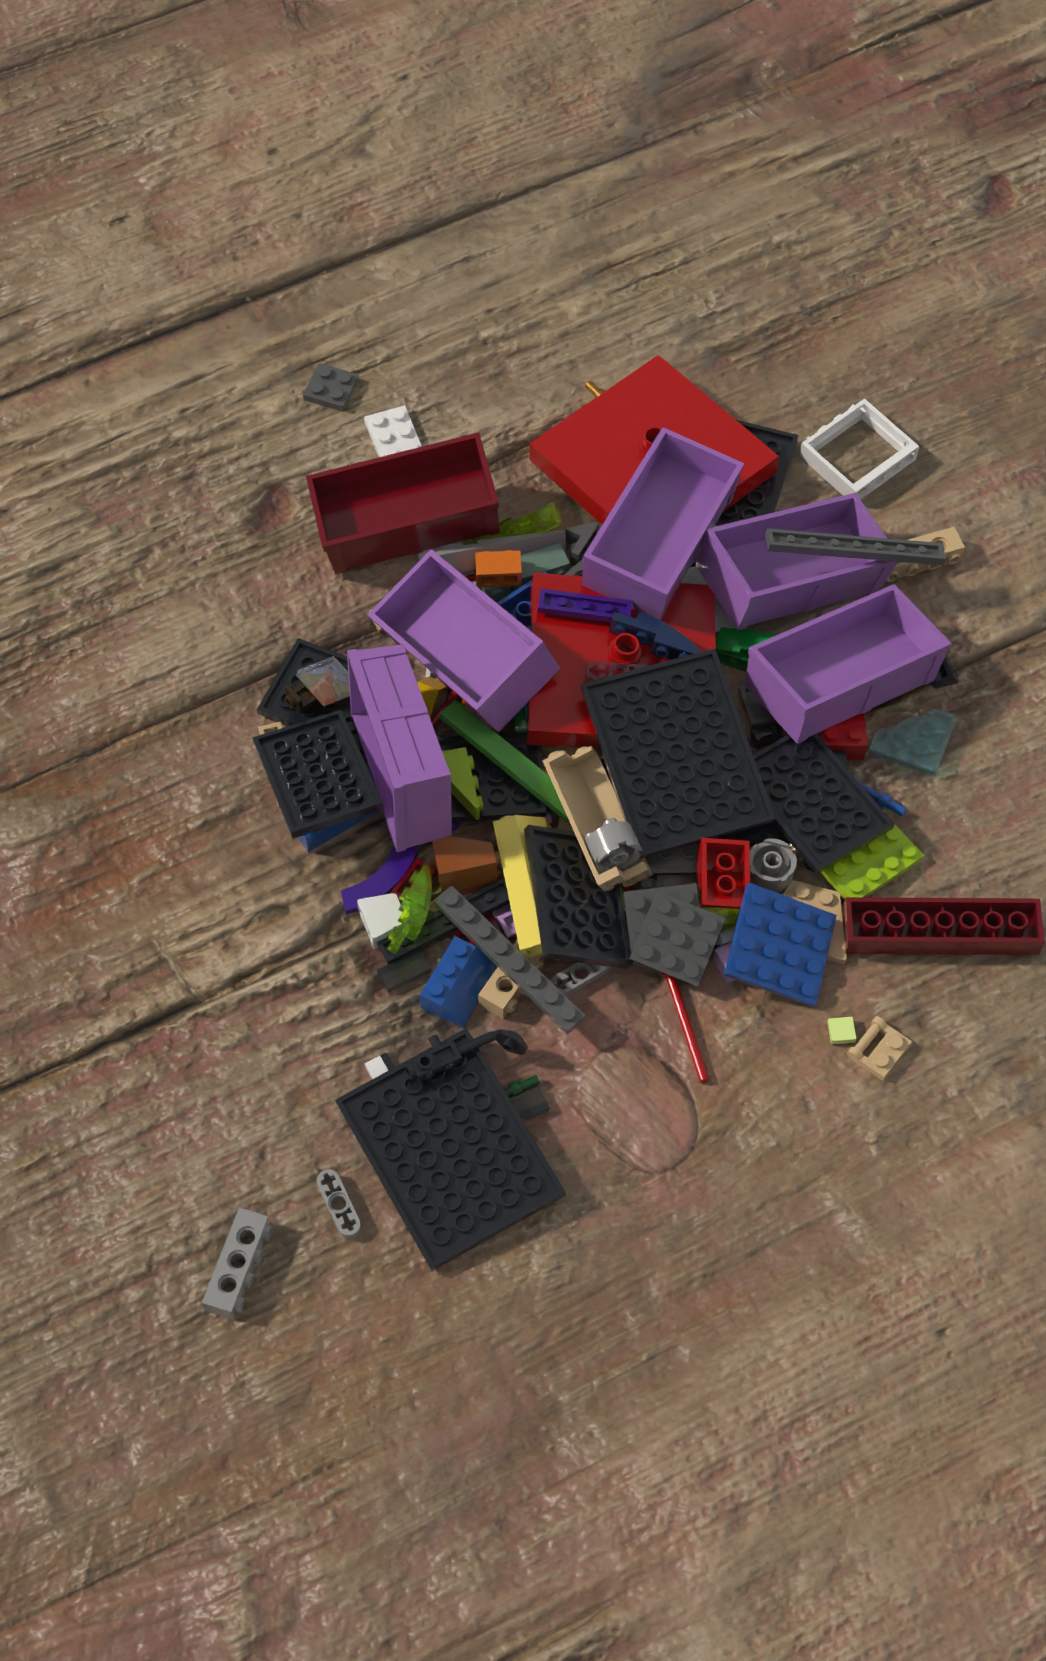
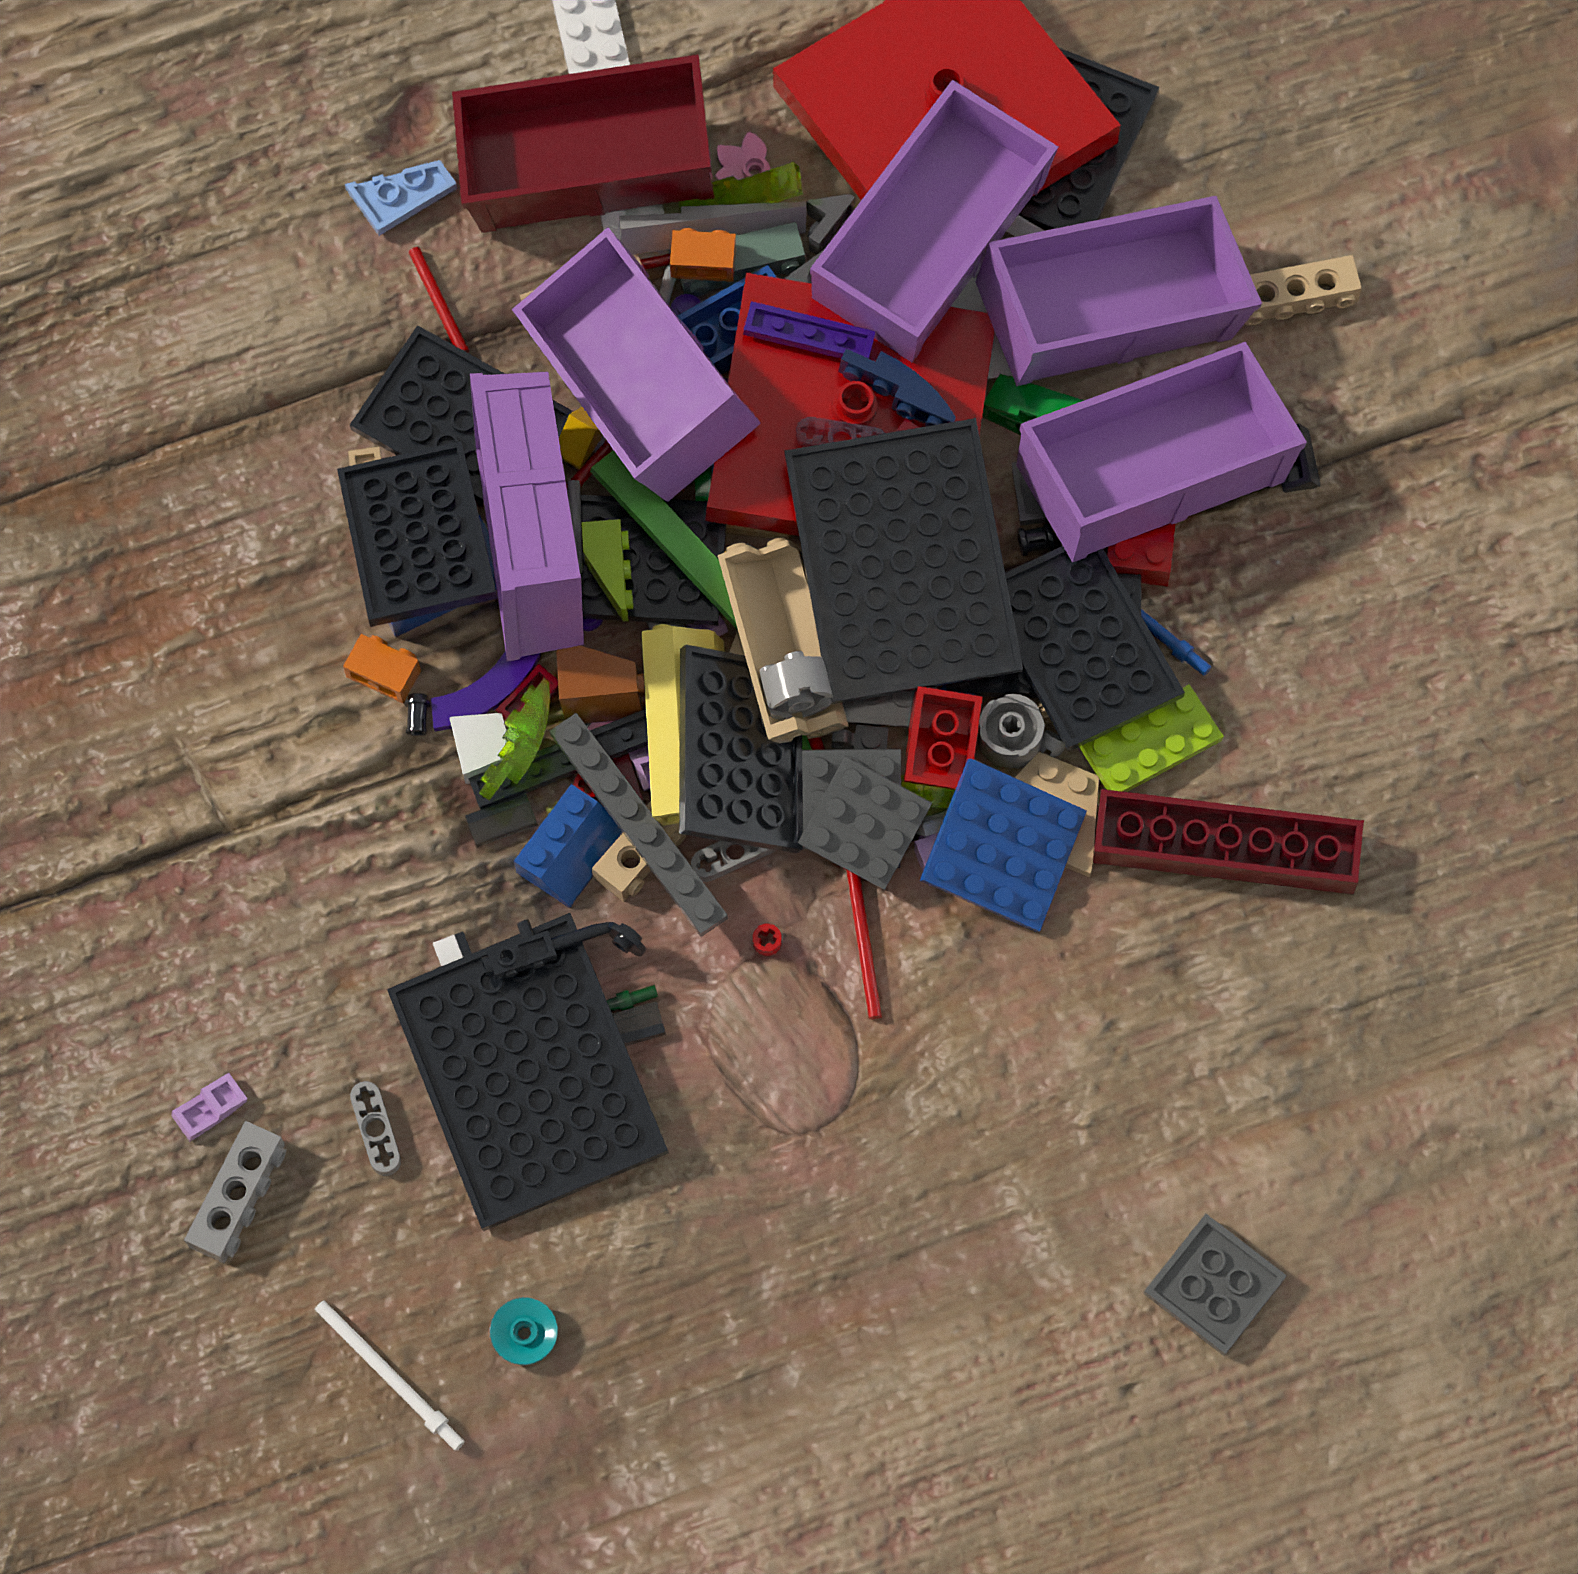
camera: 10 degrees right, 10 degrees up
(209, 1203) = (210, 1107): none -> lavender slope
(272, 557) = (399, 196): none -> light blue wing
(300, 698) = (412, 416): dark brown bracket -> none
(302, 872) = (382, 667): none -> orange brick
(308, 619) = (437, 298): none -> red bar
(326, 680) = (444, 396): clear tile -> none
(331, 899) = (417, 714): none -> black pin
(413, 1420) = (435, 1421): none -> white bar
(473, 1330) = (522, 1314): none -> teal dish
(516, 509) = (742, 160): none -> bright pink plate
(611, 1027) = (768, 949): none -> red bush
(801, 872) = (1053, 743): none -> light grey hinge
(841, 1030) = (1068, 969): yellowish green tile -> none
(855, 546) = (1197, 284): dark grey plate -> none
(863, 410) = (1264, 161): white window -> none
(886, 1052) = (1122, 1008): tan plate -> none
(916, 741) = (1243, 569): clear light blue plate -> none
(993, 1245) = (1215, 1284): none -> dark grey plate

